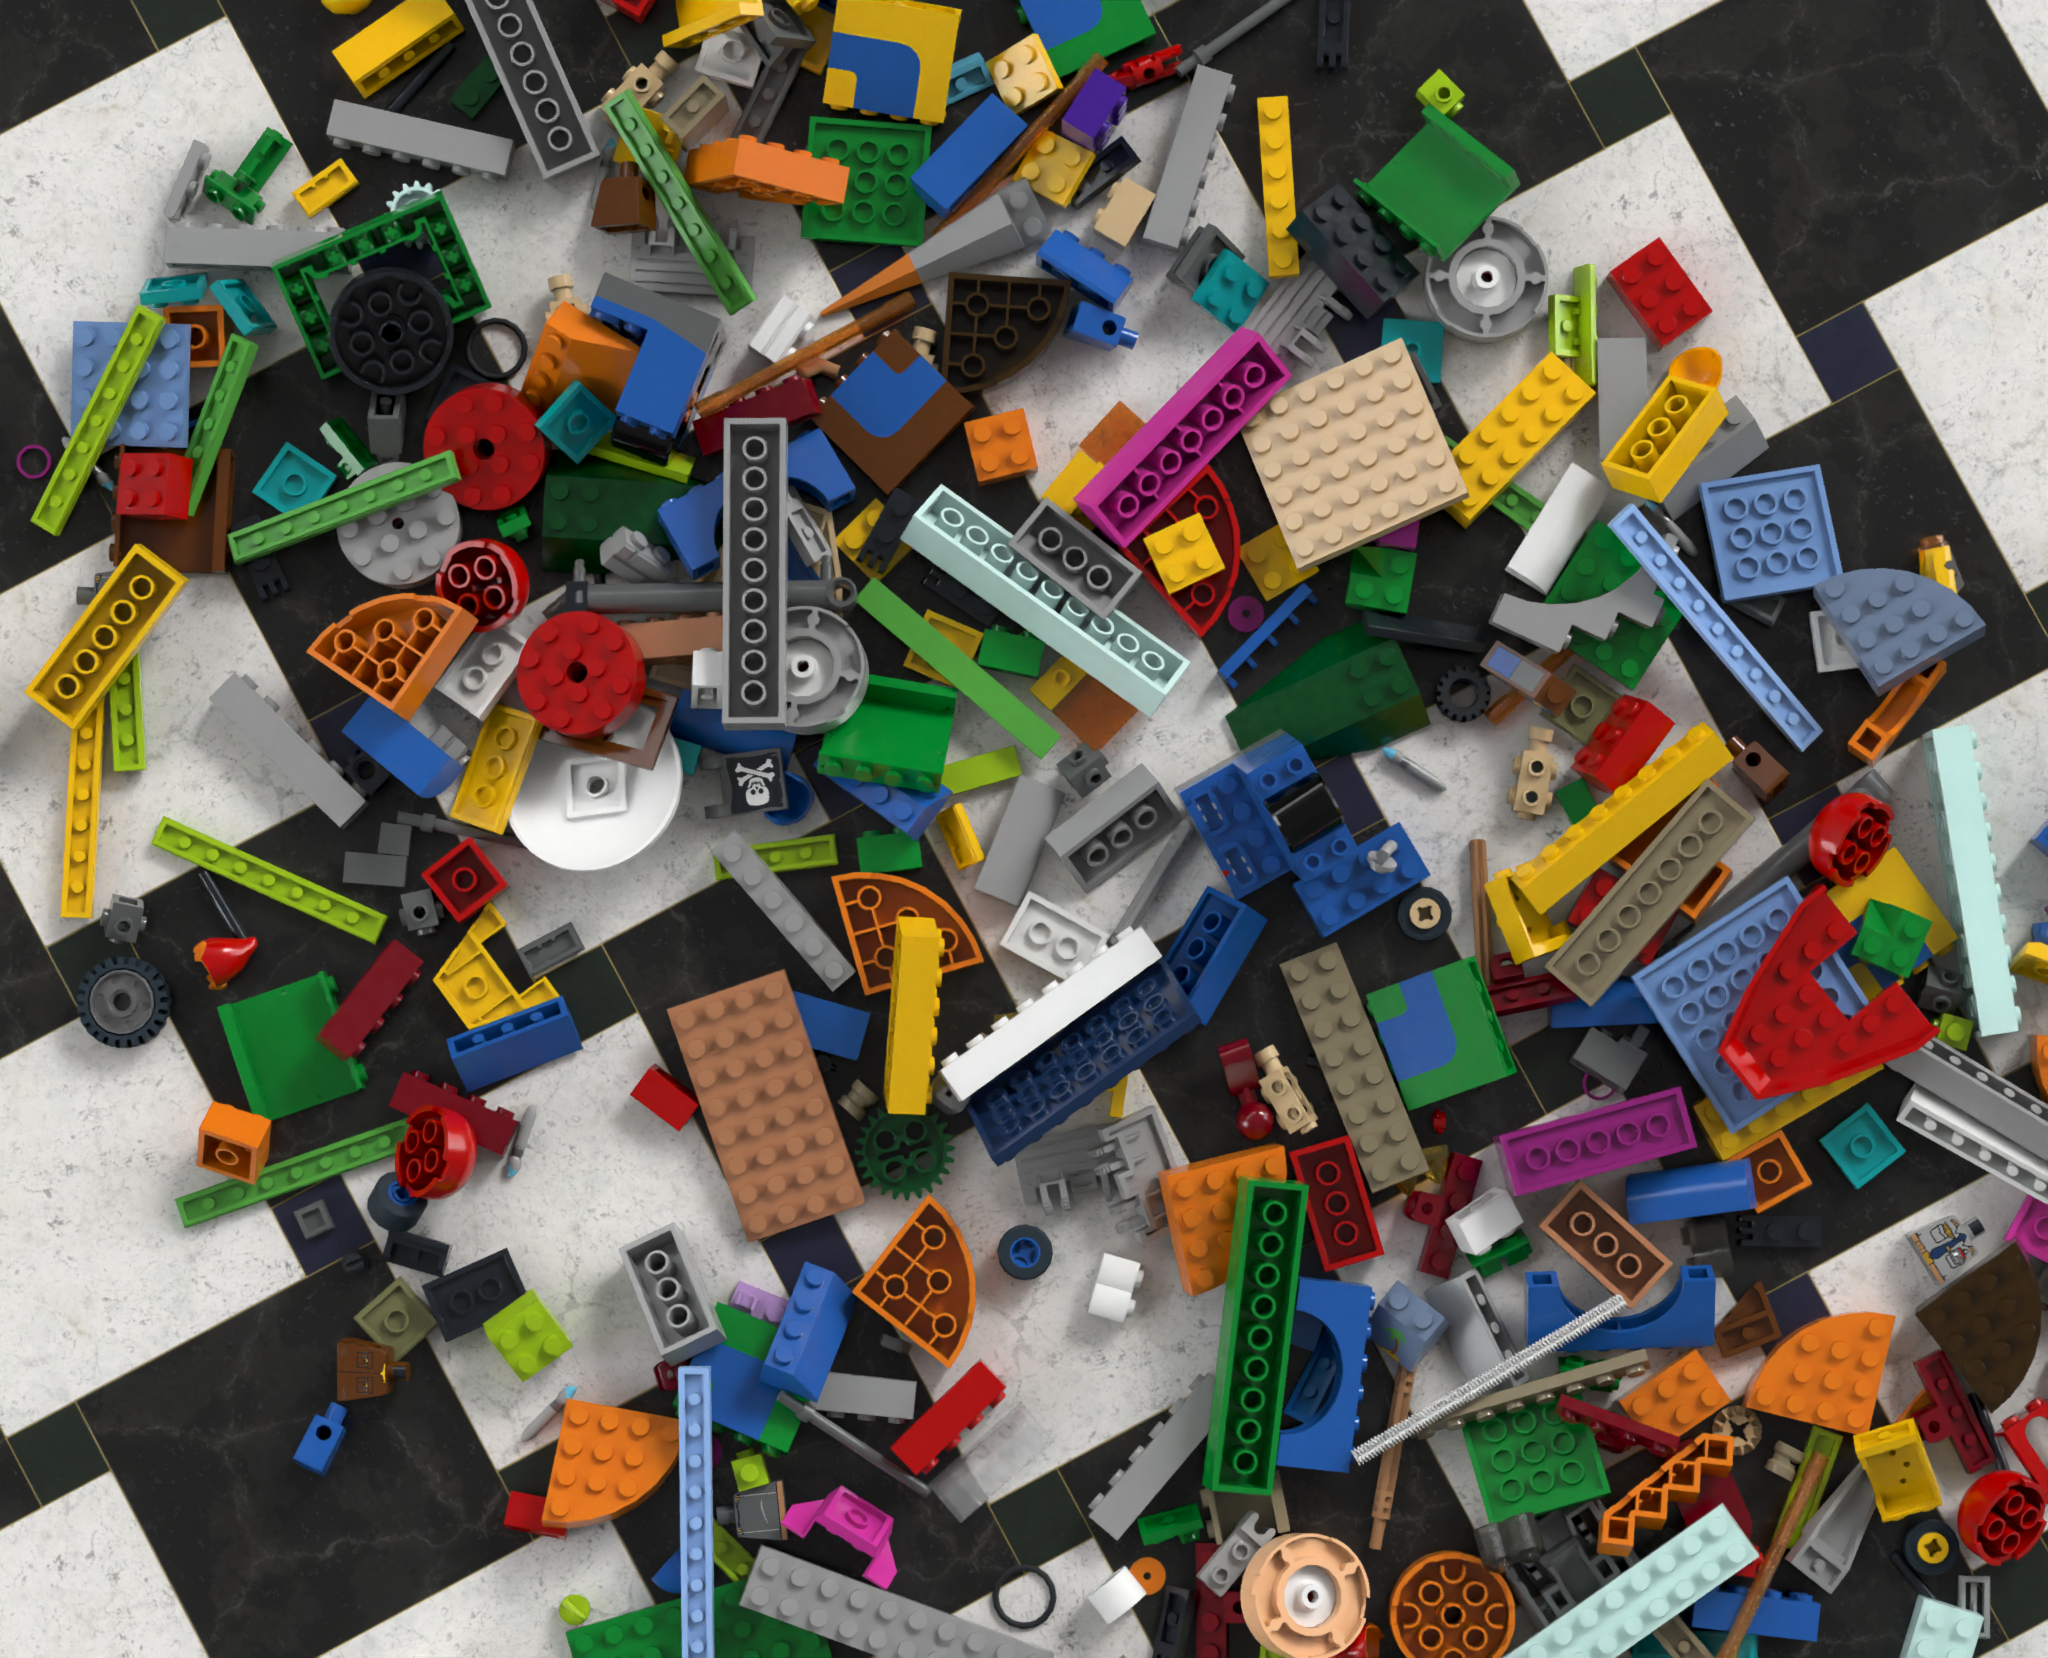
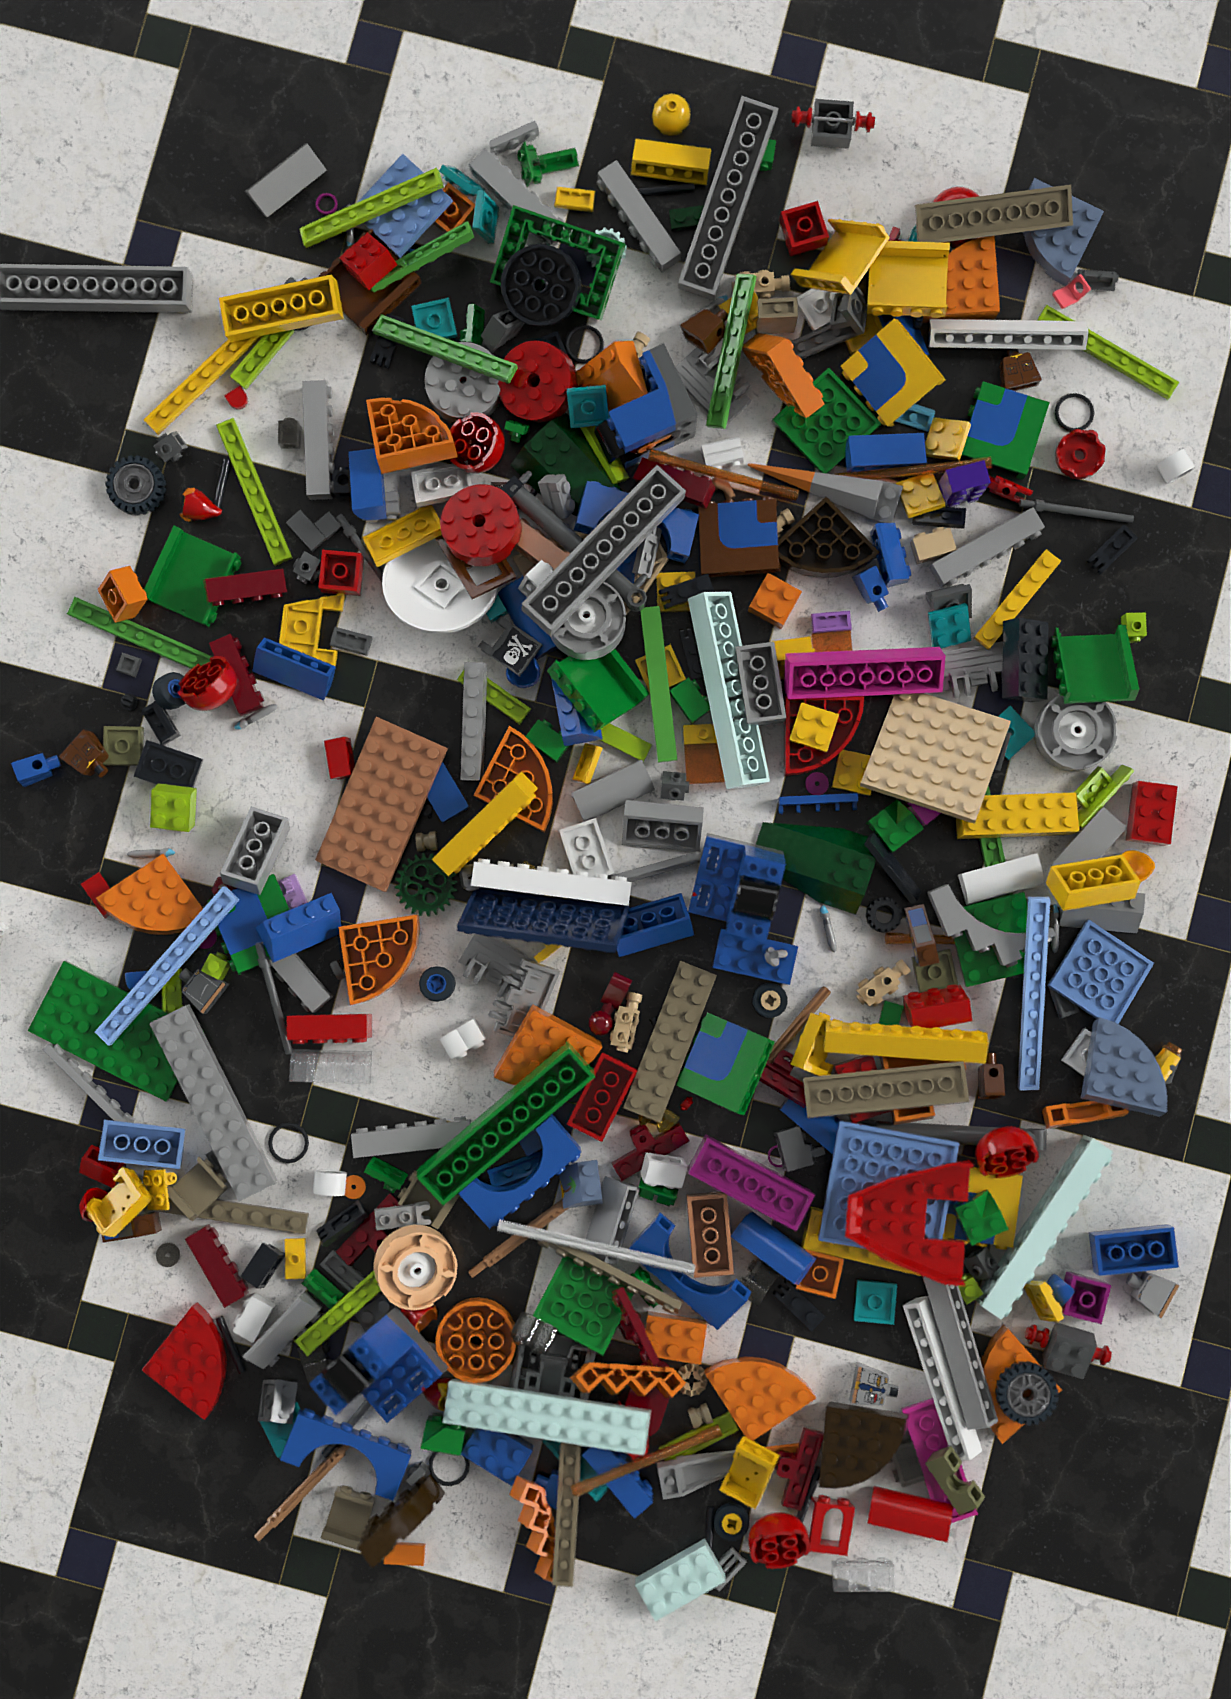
camera: 50 degrees right, 0 degrees up
(146, 789) = (237, 398): none -> red tile
(248, 774) = (289, 433): none -> clear smoke brick
(574, 1609) = (78, 954): lime tile -> none
(854, 1521) = (240, 1034): dark pink piece -> none
(1088, 411) = (831, 622): none -> medium lavender plate
(1747, 1323) = (743, 1334): reddish brown wing -> none

